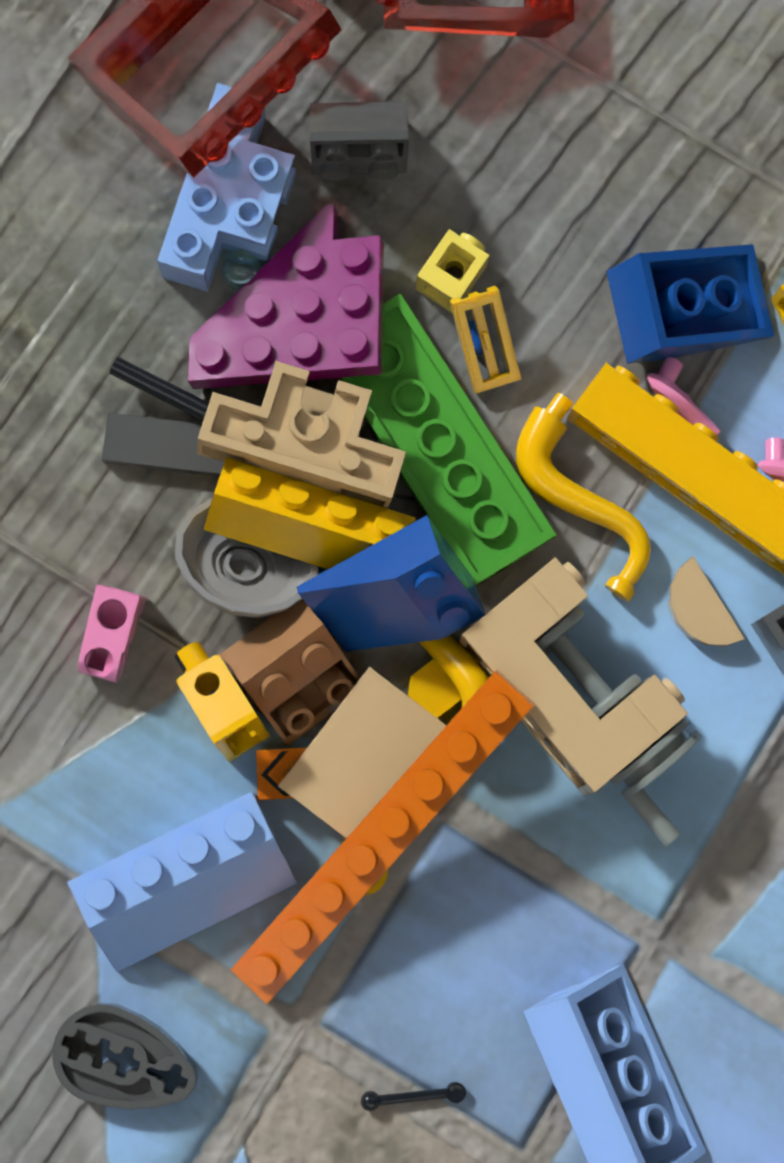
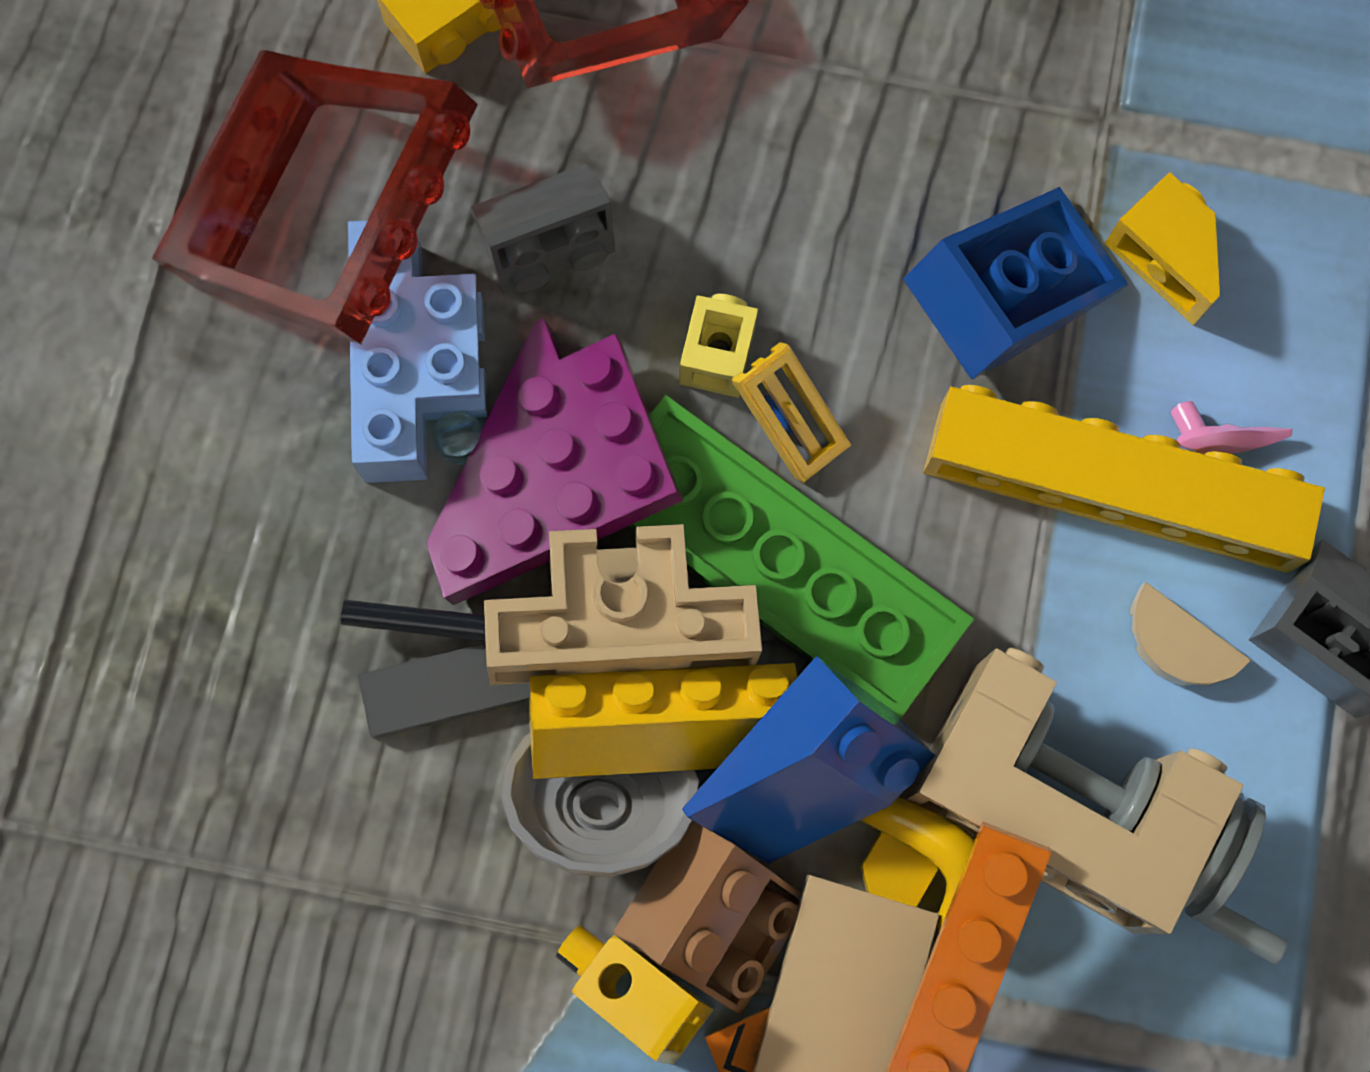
camera: 15 degrees left, 5 degrees down
(109, 632) = (460, 955): bright pink leg -> none
(536, 468) = (903, 531): yellow animal -> none
(664, 384) = (1024, 388): bright pink bar -> none

